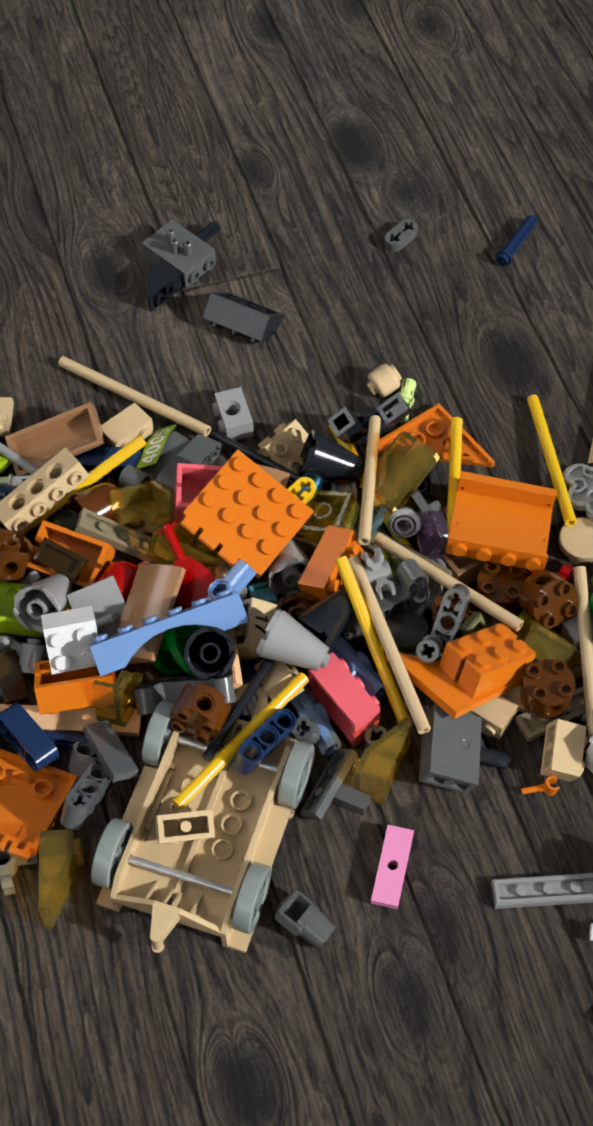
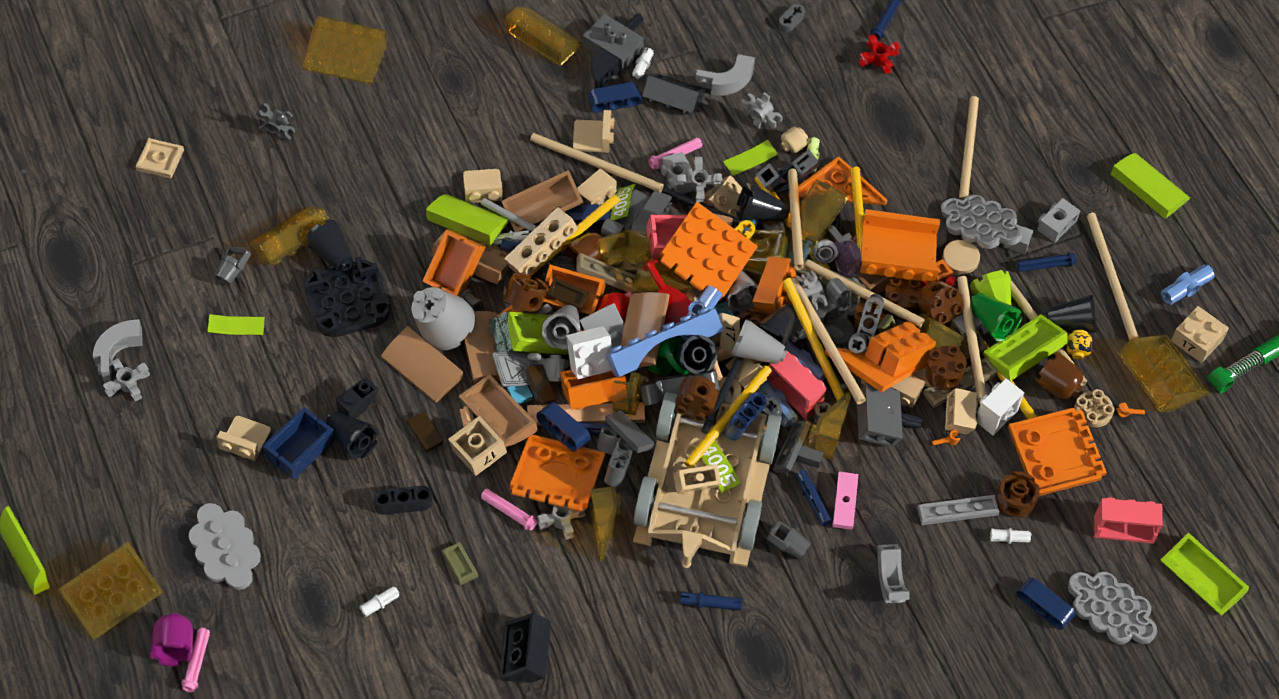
camera: 10 degrees left, 0 degrees up
(95, 240) = (541, 34): none -> clear yellow slope
(136, 362) = (594, 135): none -> tan bracket
(169, 318) = (614, 97): none -> dark blue beam
(186, 1002) = (710, 601): none -> dark blue pin
(211, 279) = (643, 63): none -> white axle
(226, 817) = (727, 475): none -> lime sticker
(234, 422) = (714, 179): none -> light grey pin
(246, 384) = (656, 161): none -> bright pink axle
(315, 305) = (729, 81): none -> light grey arch
(328, 400) = (750, 158): none -> lime sticker
(345, 849) = (813, 498): none -> dark blue pin
(346, 341) = (761, 110): none -> light grey pin
(443, 983) = (890, 574): none -> light grey arch
(503, 282) = (879, 54): none -> red pin
(551, 461) = (931, 196): yellow piece -> none
(556, 557) = (943, 270): none -> orange plate

